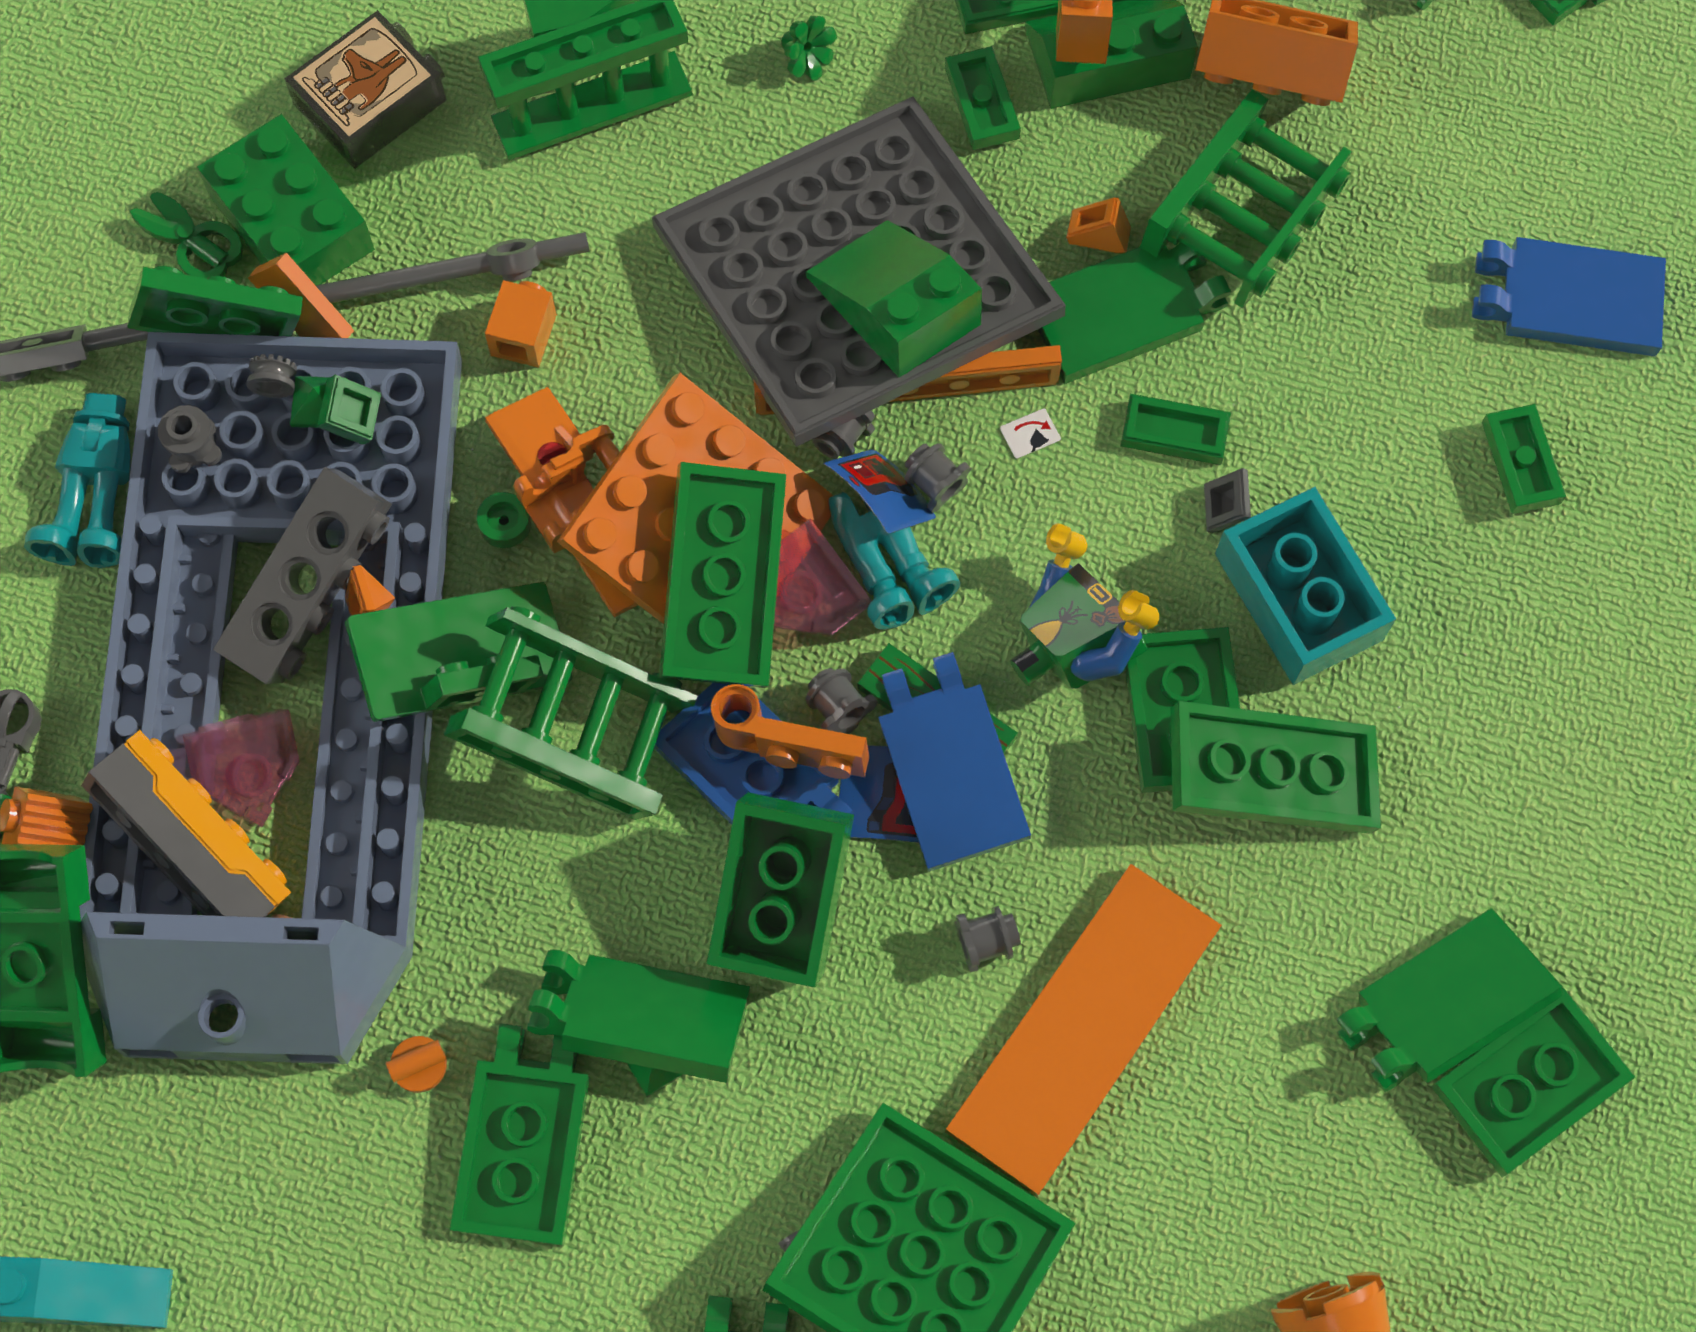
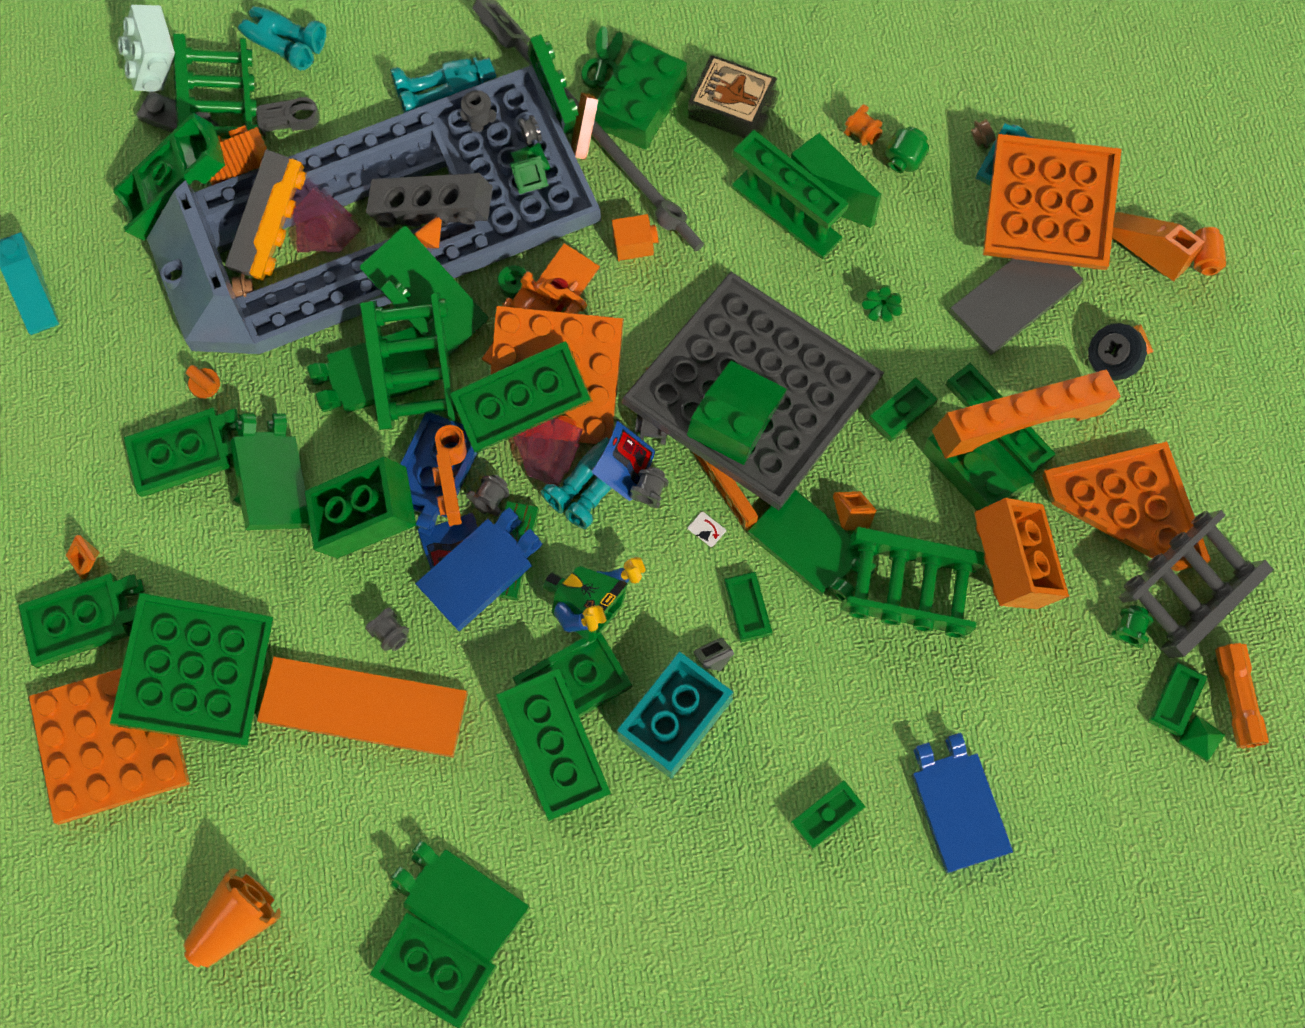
camera: 70 degrees right, 0 degrees up
(529, 817) = (352, 379): none -> green tile

